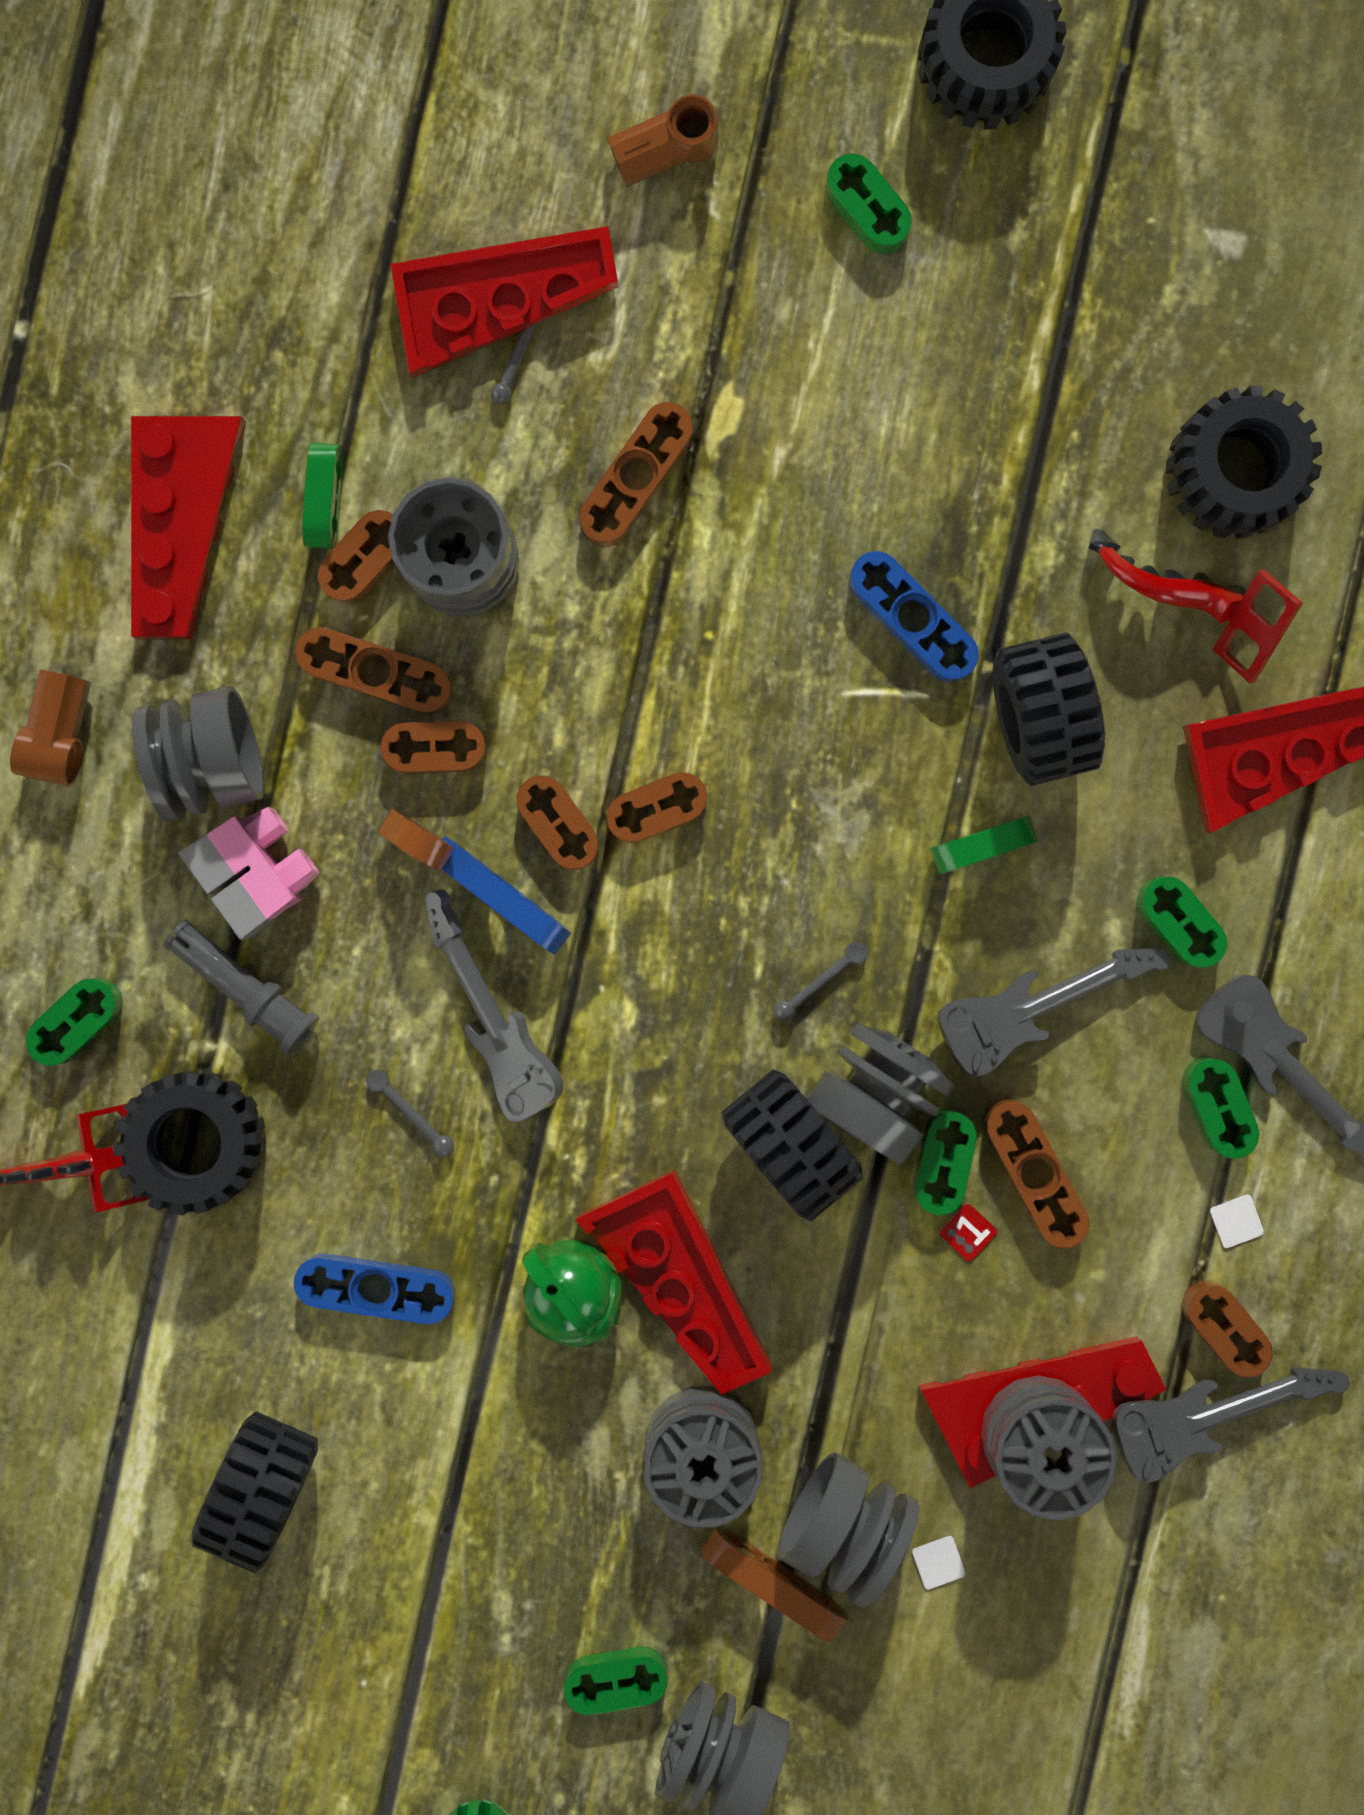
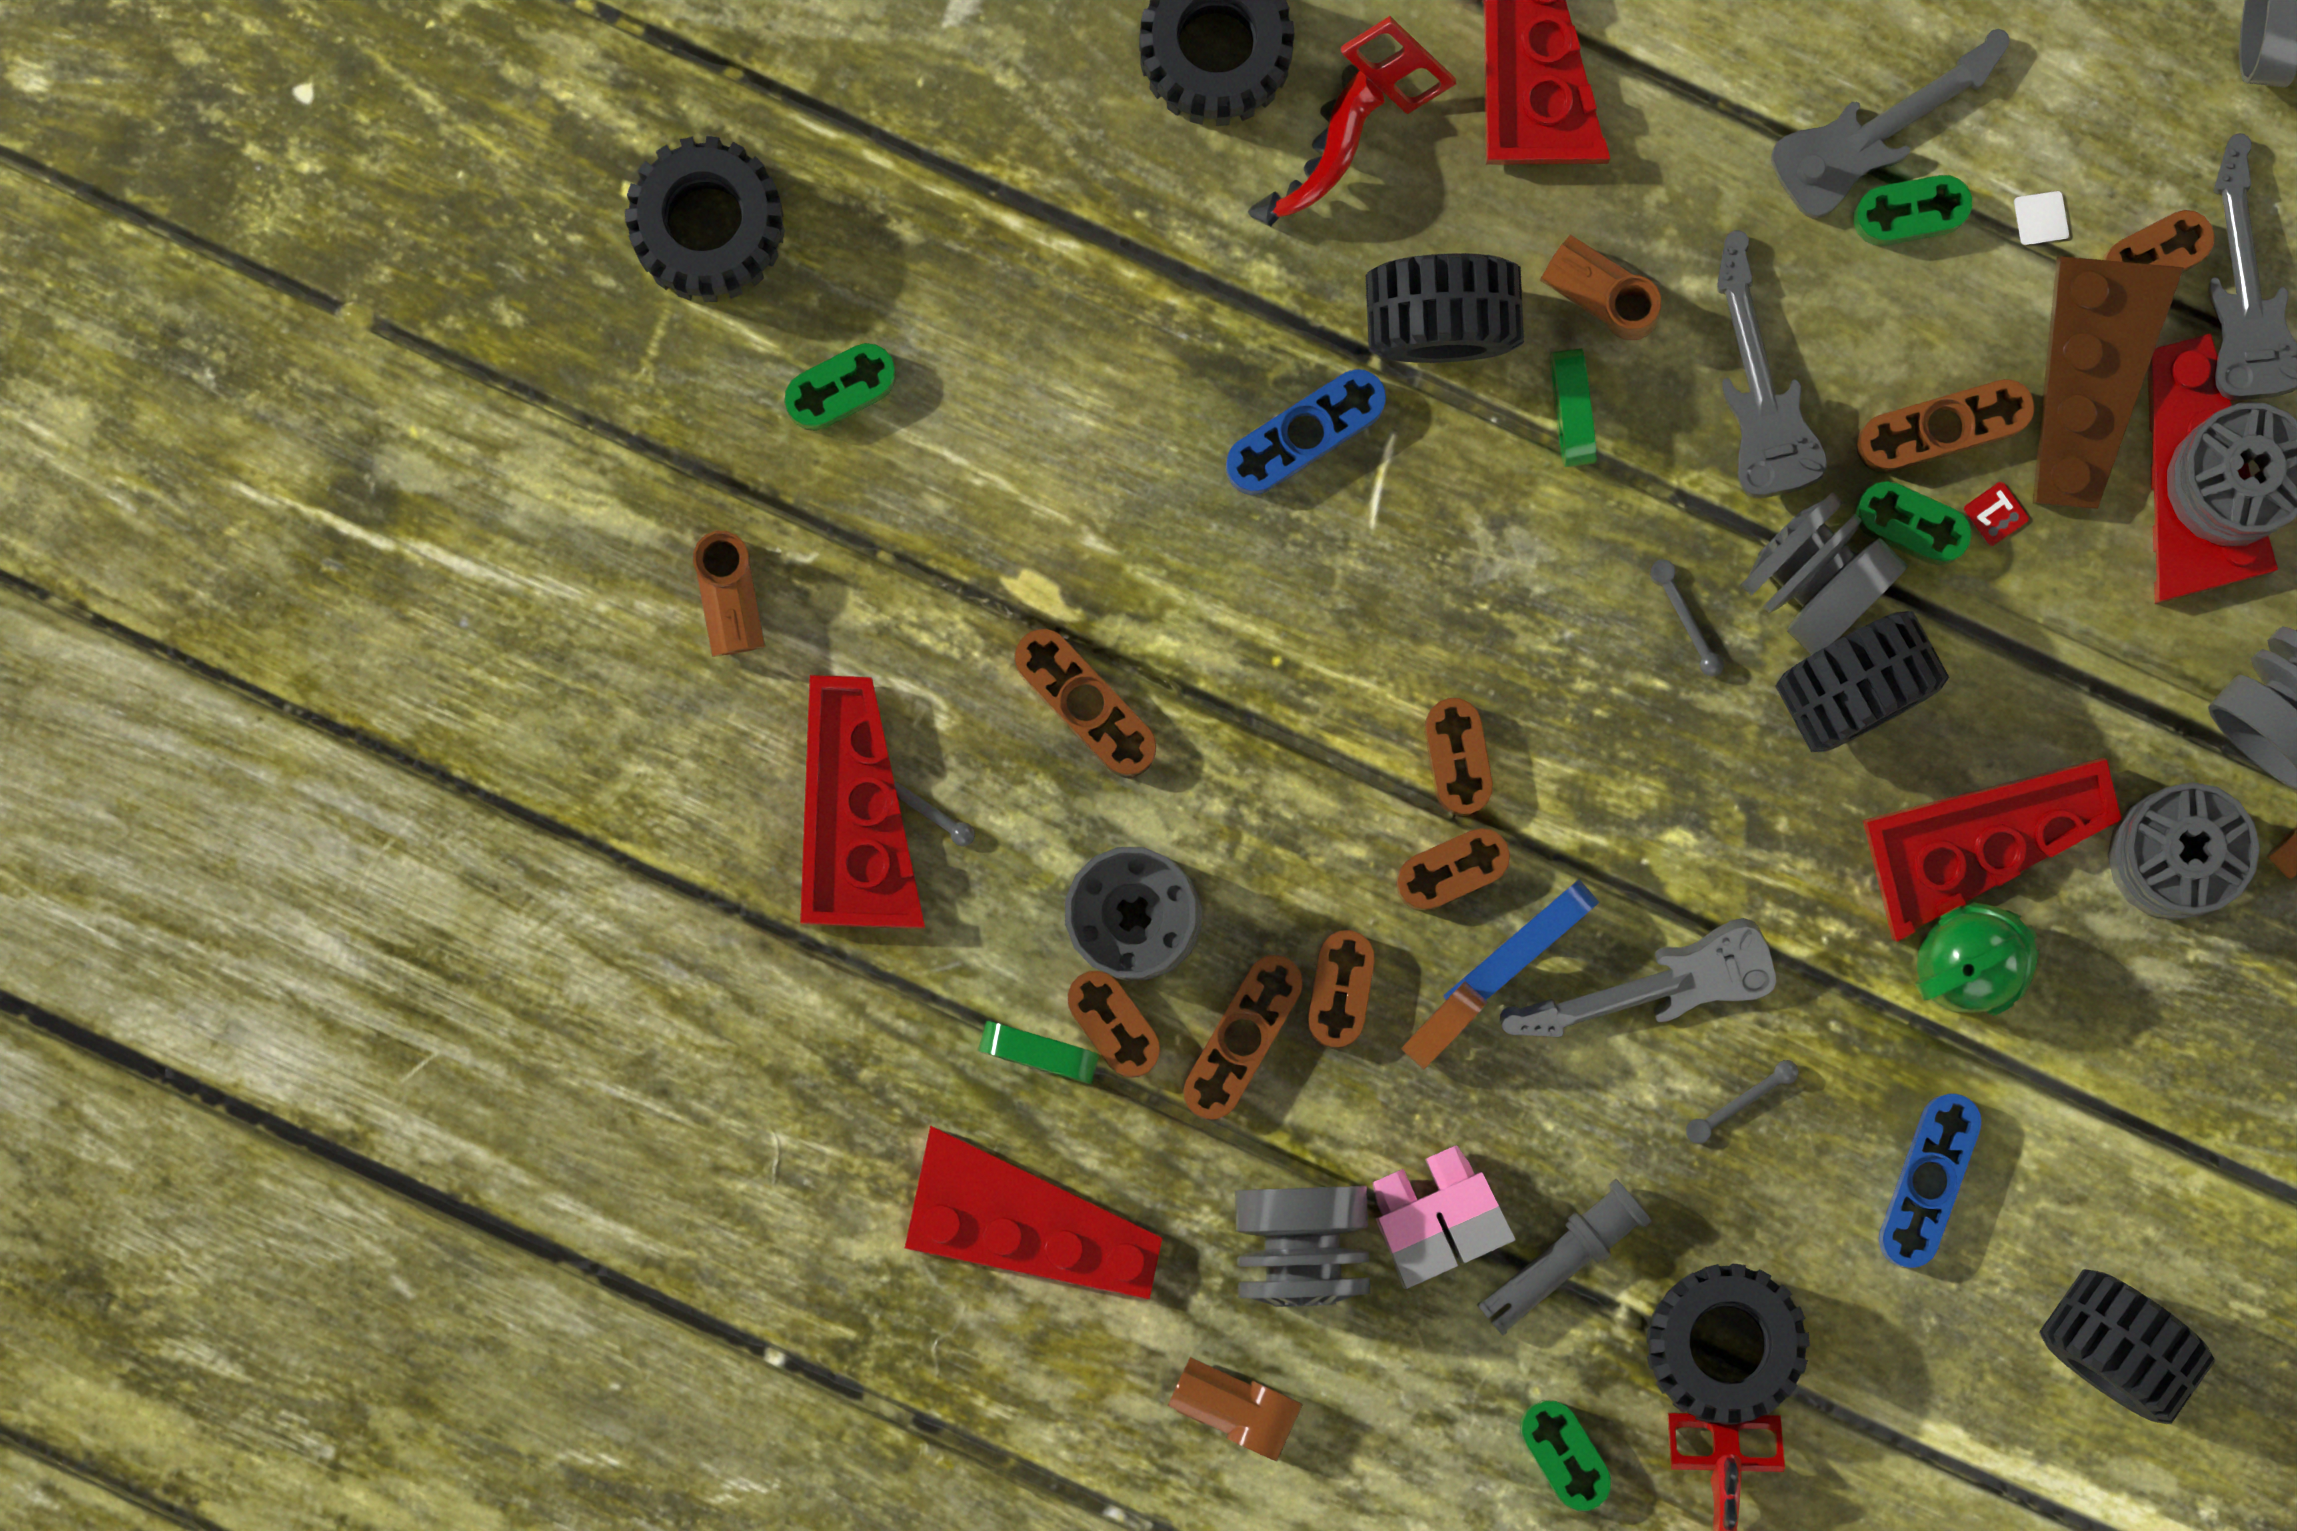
camera: 80 degrees left, 5 degrees down
(1096, 846) = (1598, 285): none -> dark orange piece
(1120, 1295) = (2097, 358): none -> reddish brown wing
(1191, 913) = (1693, 197): green beam -> none

